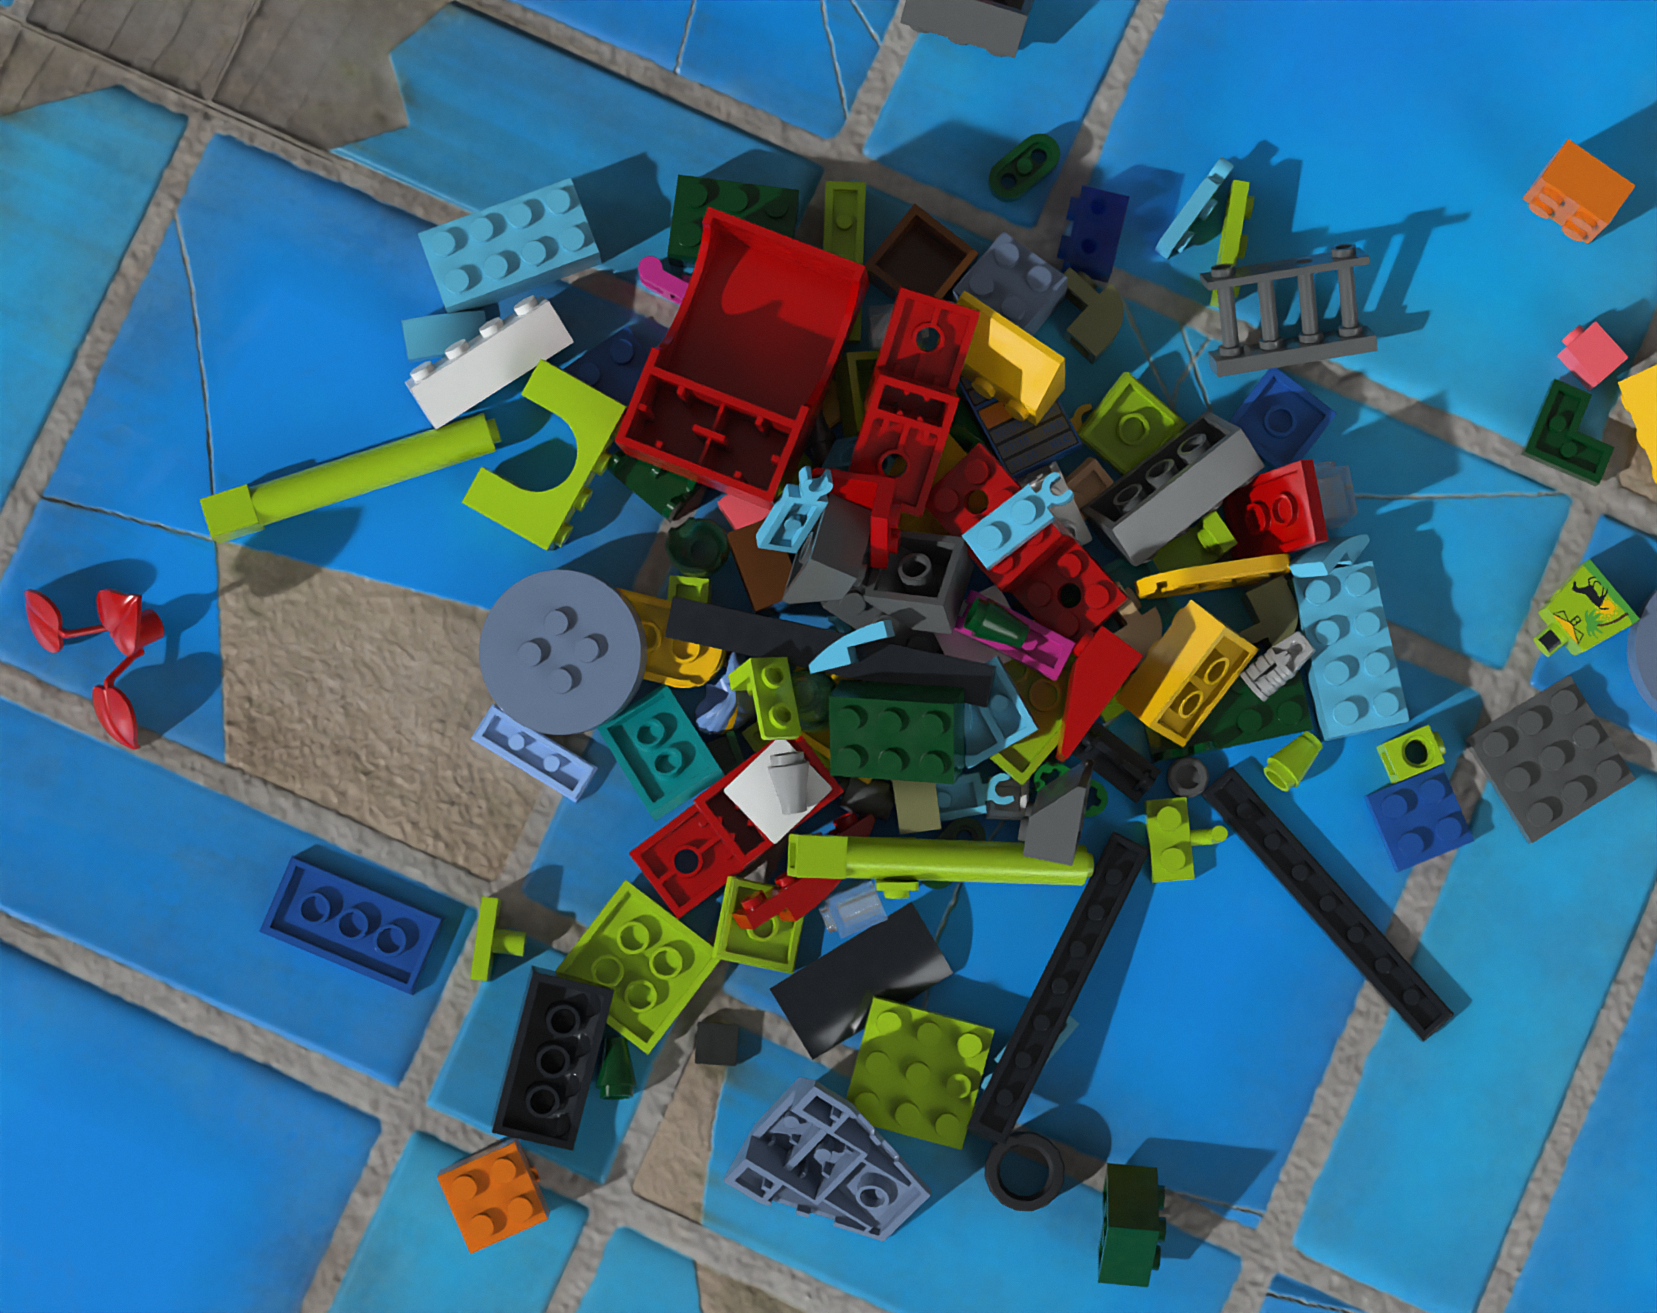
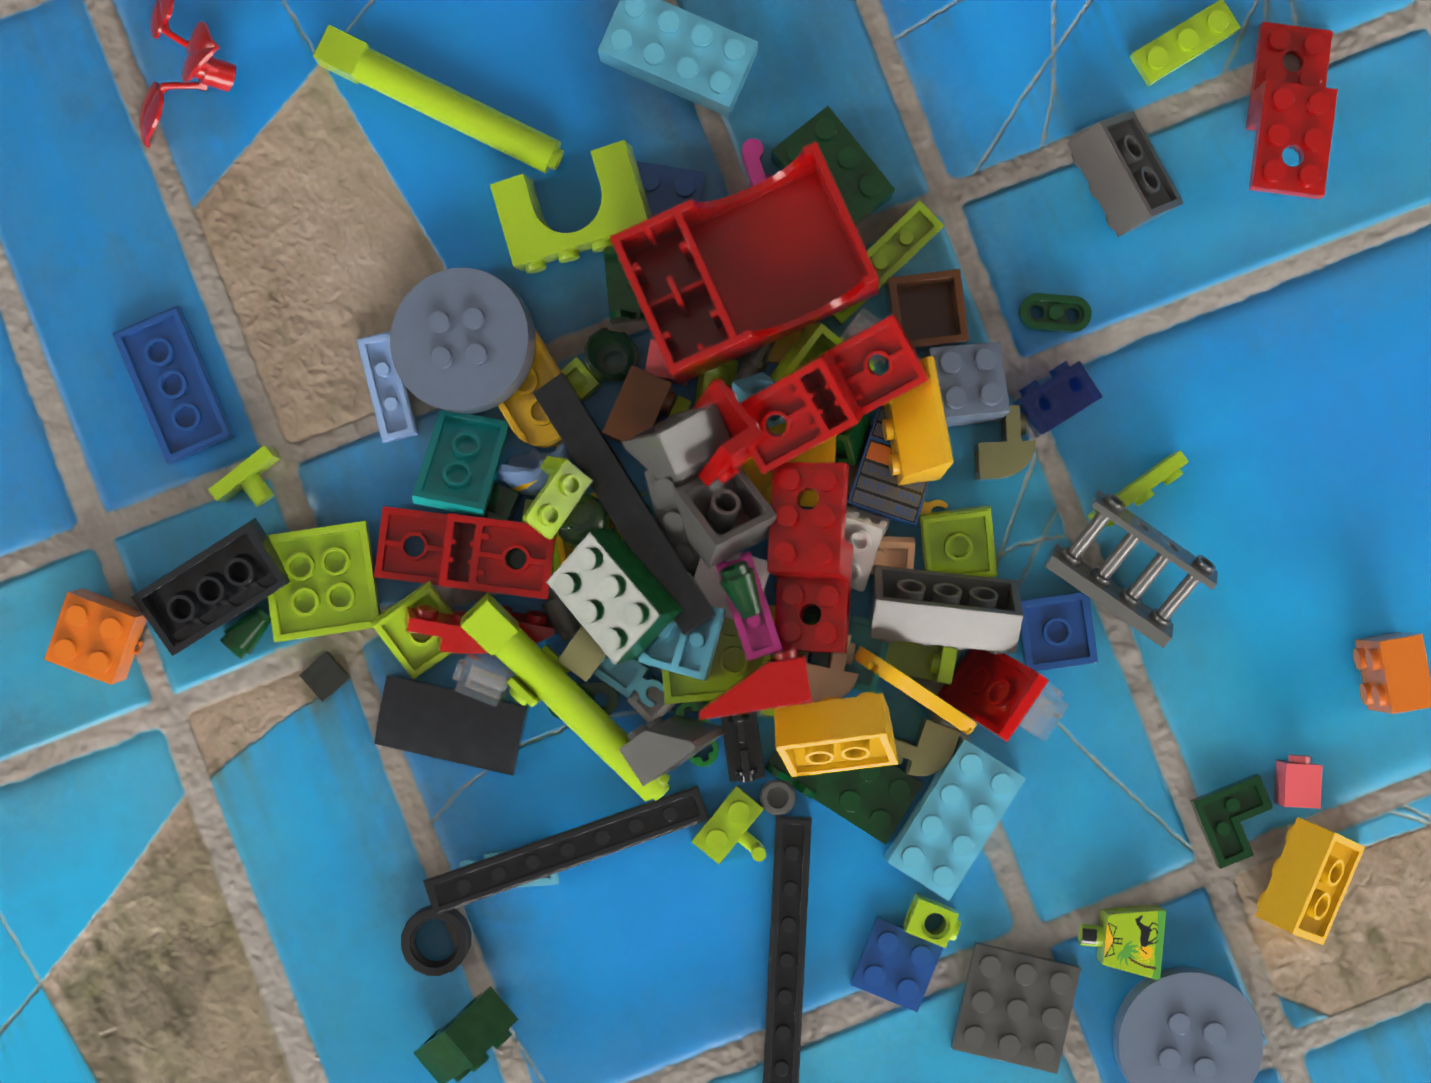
camera: 50 degrees right, 5 degrees up
(431, 335) = (585, 69): medium azure slope -> none
(488, 361) = (593, 110): white brick -> none
(758, 799) = (506, 558): white sticker -> none
(790, 780) = (517, 560): light grey cone -> none
(795, 512) = (682, 394): medium azure plate -> none
(827, 1162) = (318, 815): sand blue wedge -> none
(844, 651) = (630, 513): medium azure slope -> none
(919, 1071) = (429, 815): lime plate -> none
(1015, 522) = (816, 536): medium azure plate -> none
(1198, 206) = (1142, 445): medium azure plate -> none
(1278, 665) = (911, 785): light grey hinge -> none
(1293, 761) = (852, 852): lime cone -> none
(1323, 557) = (992, 748): medium azure slope -> none

